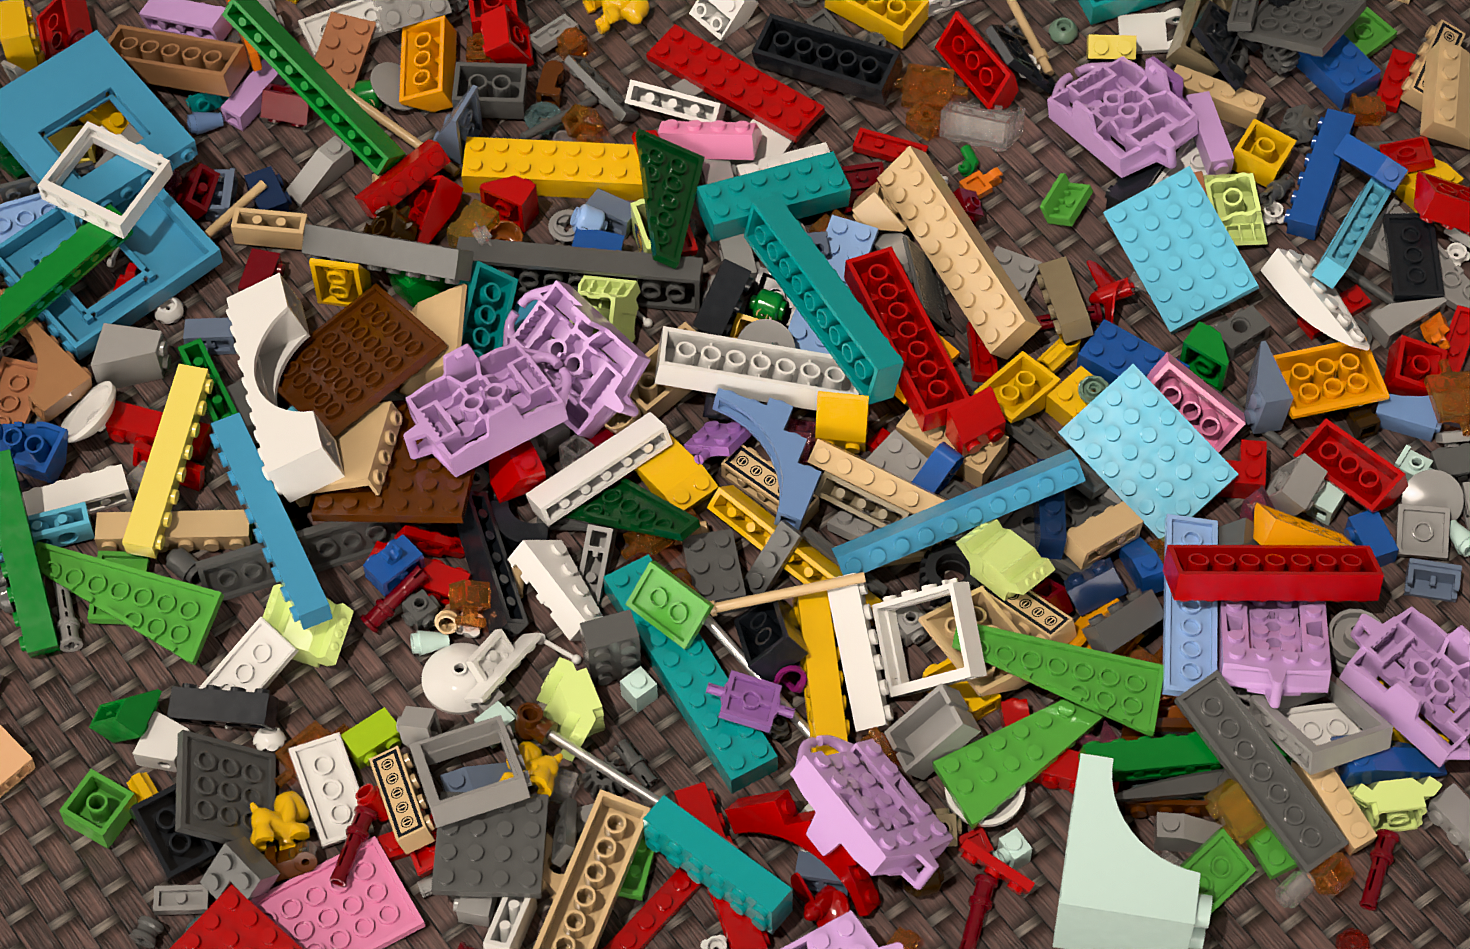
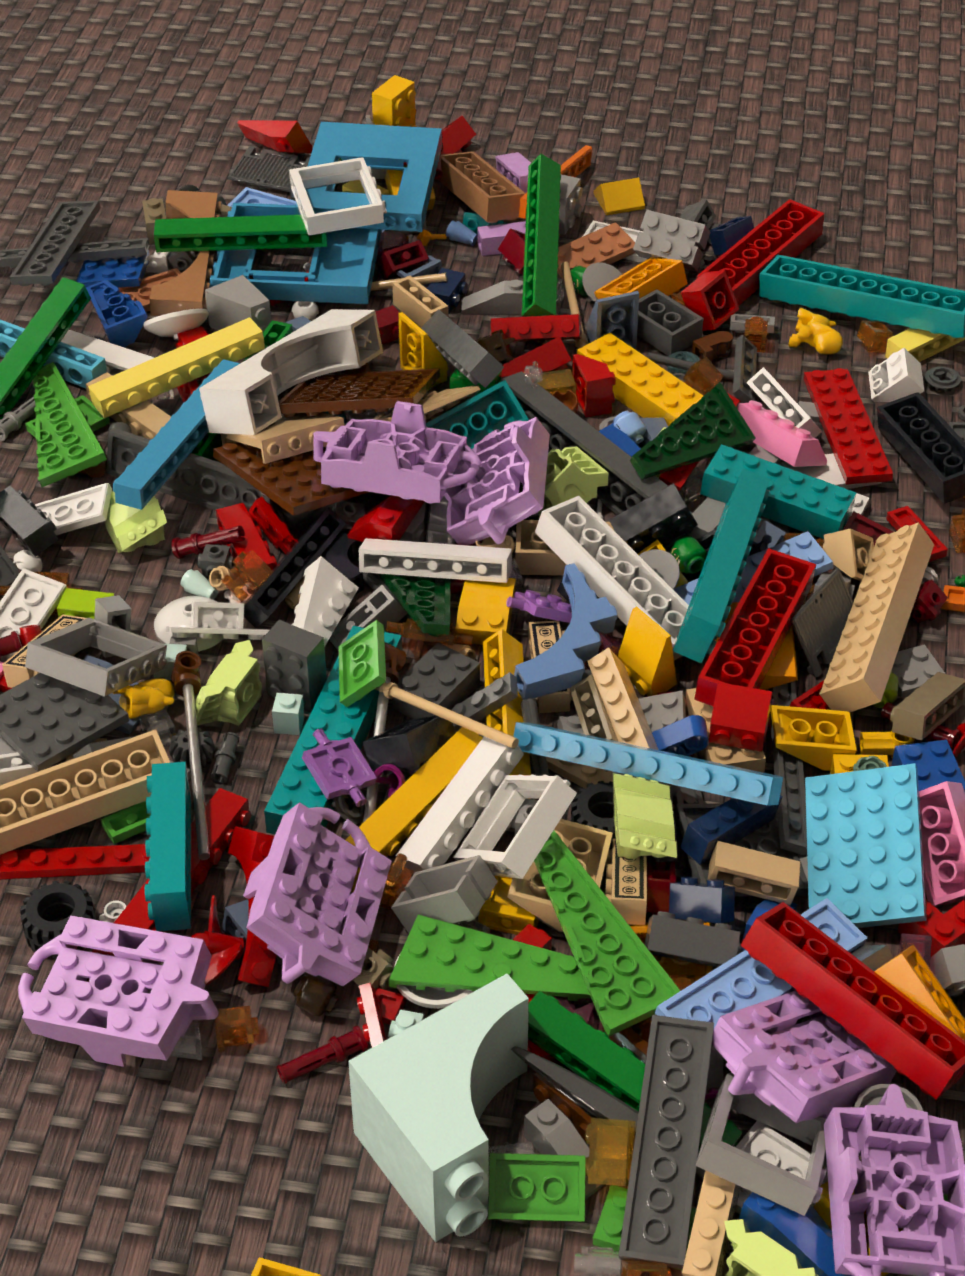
camera: 45 degrees right, 15 degrees down
(392, 564) = (227, 513): blue brick -> none

